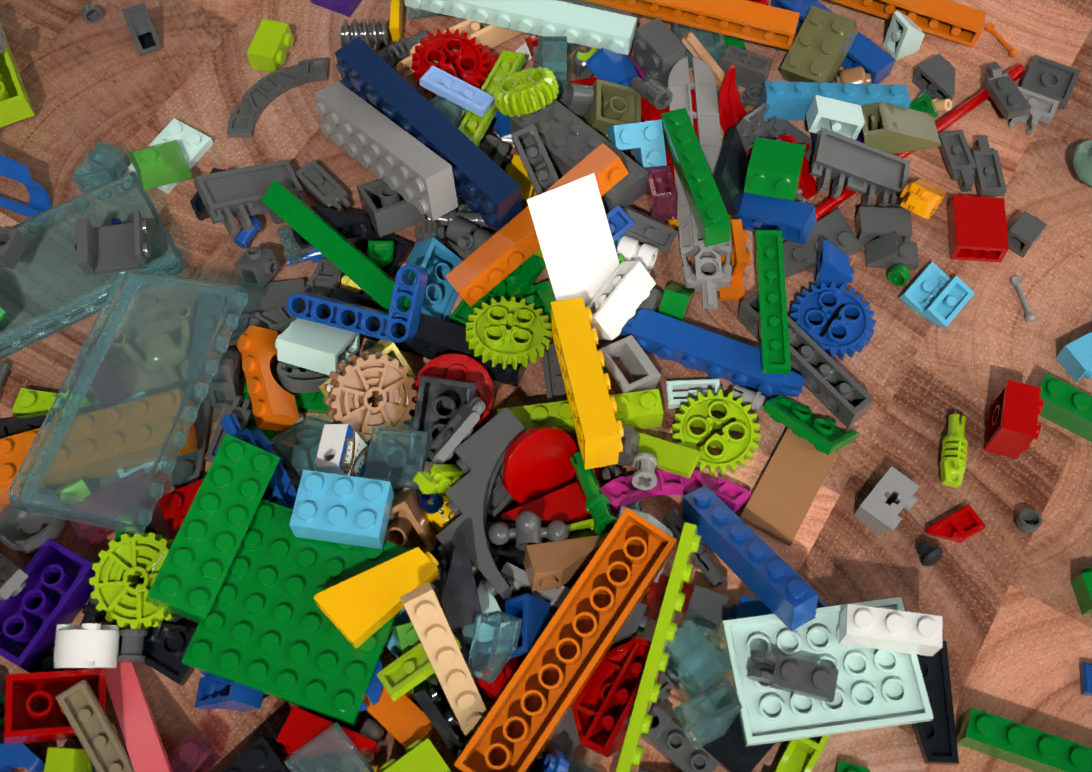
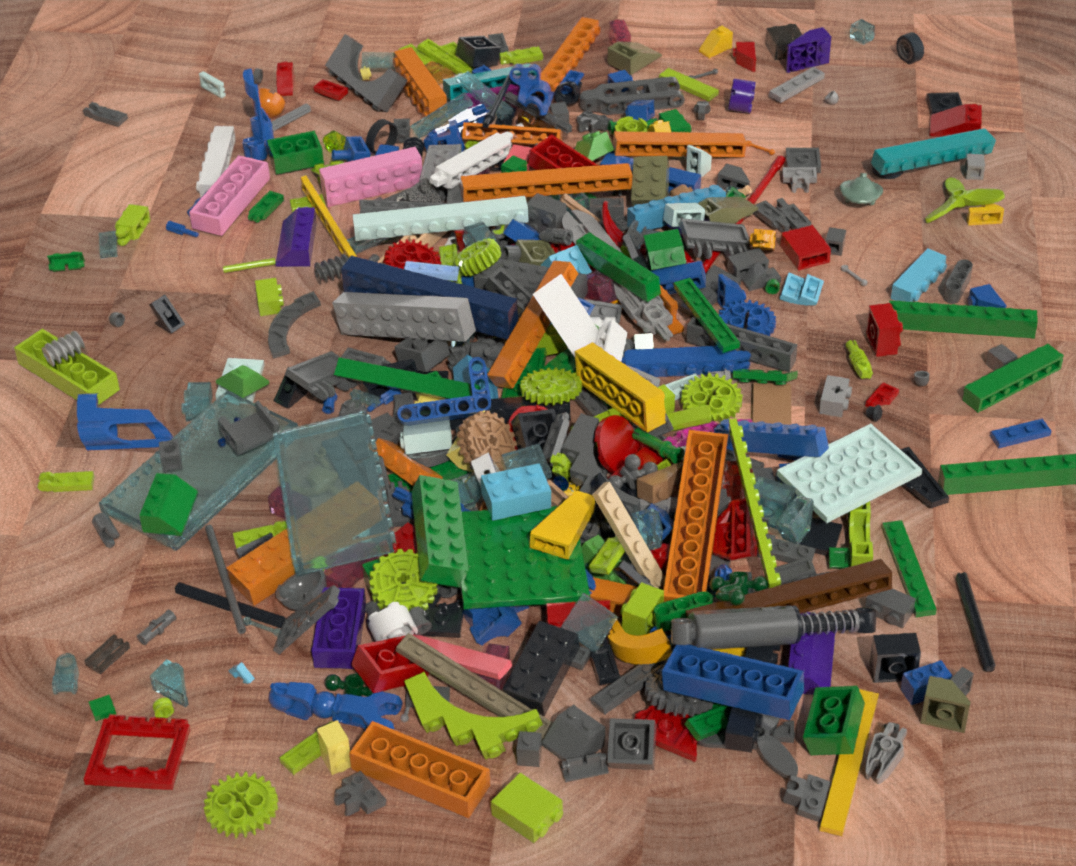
camera: 25 degrees left, 20 degrees down
(644, 471) = (684, 424): light grey bush -> none
(795, 676) = (833, 476): dark grey hinge -> none
(890, 630) = (874, 434): white brick -> none
(1005, 92) = (780, 171): dark grey hinge -> none

